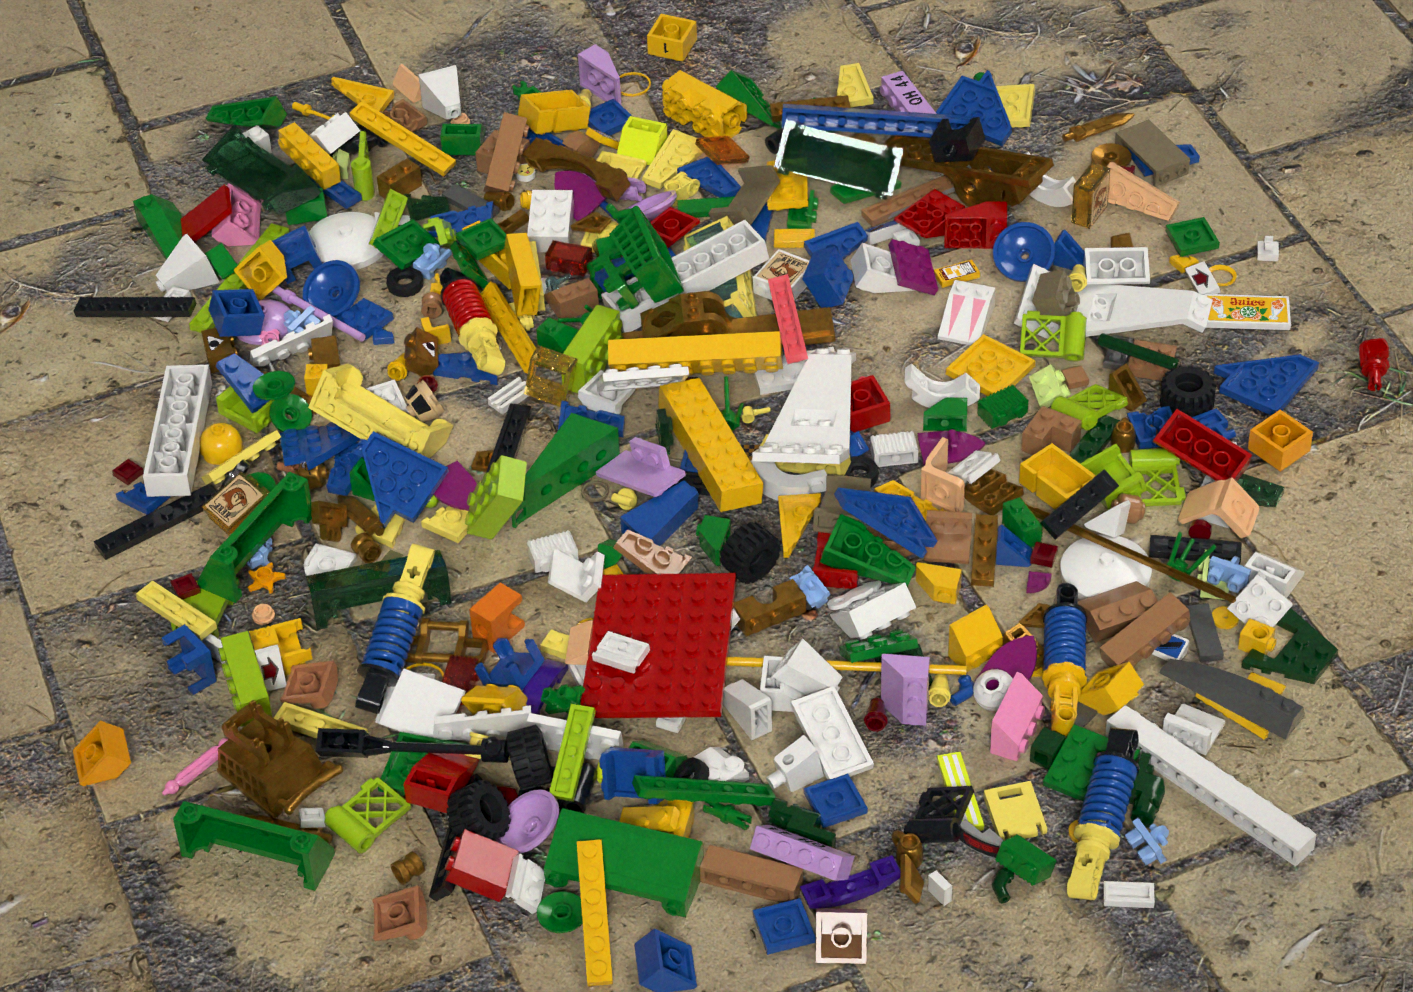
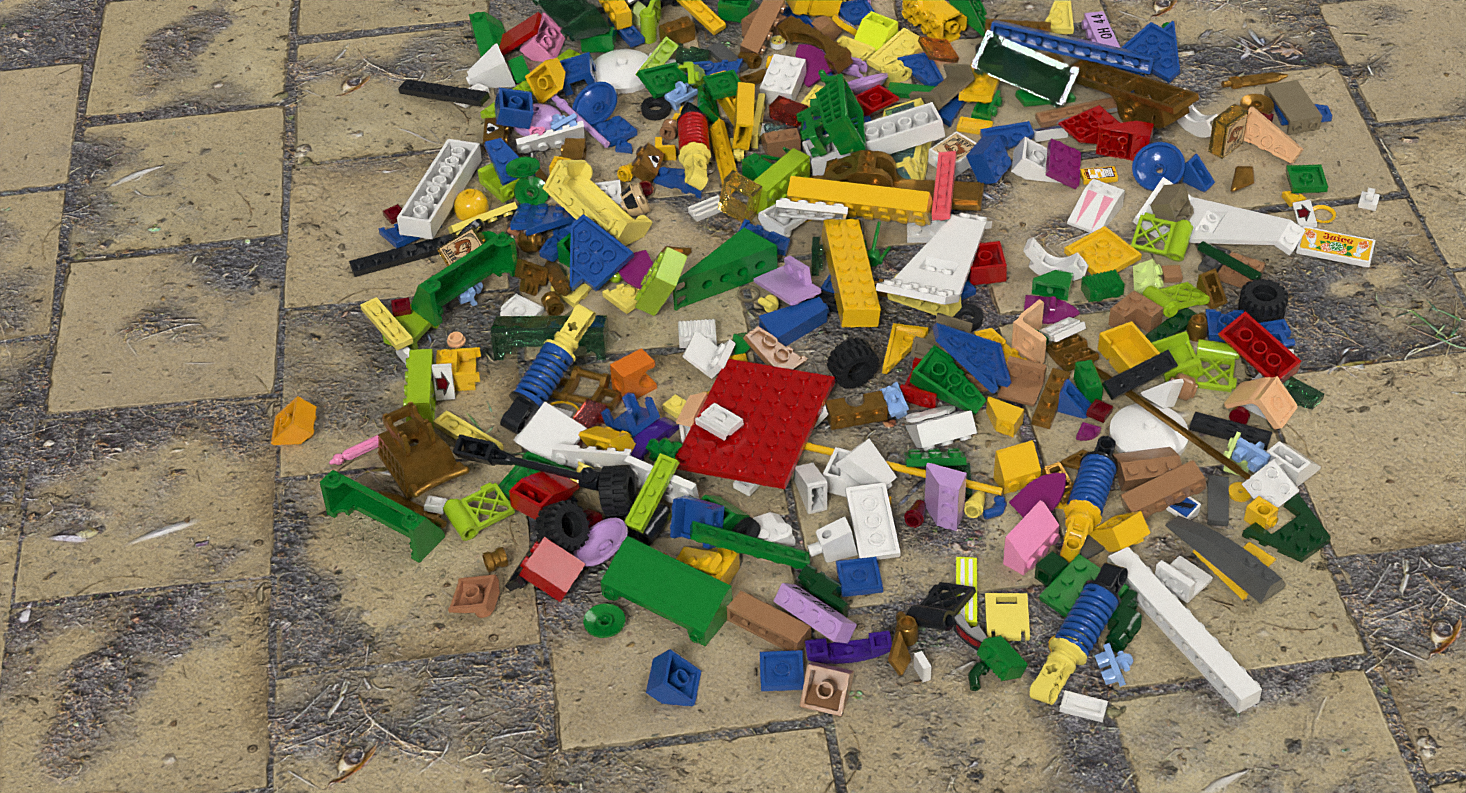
camera: 15 degrees right, 0 degrees up
(193, 656) = (388, 361): blue panel -> none
(264, 578) = (467, 313): light orange animal -> none
(311, 684) = (472, 401): nougat slope -> none
(511, 432) = (697, 236): black plate -> none
(525, 883) = (583, 591): white plate -> none
(592, 223) = (811, 87): pearl gold piece -> none
(594, 913) = (628, 626): yellow plate -> none
(712, 535) = (827, 342): green slope -> none
(728, 814) = (767, 569): green pin -> none
(749, 414) = (892, 255): light yellow hand -> none
(780, 483) = (894, 312): white arch -> none
(857, 445) = (970, 295): blue tile -> none
(894, 449) = (1001, 303): white brick -> none
(907, 236) = (1066, 139): white plate -> none
(956, 144) = (1126, 71): black piece -> none
(991, 699) = (1013, 518): white piece -> none
(1018, 103) = (1192, 51): light yellow wing -> none
(1078, 278) = (1196, 194): light yellow cone -> none
(1116, 265) = (1233, 190): white slope -> none
(1180, 564) = (1213, 440): green plant -> none
(1266, 382) = (1335, 306): blue wing -> none
(1280, 440) = (1331, 354): light orange brick -> none
(1374, 361) = (1434, 304): red piece -> none

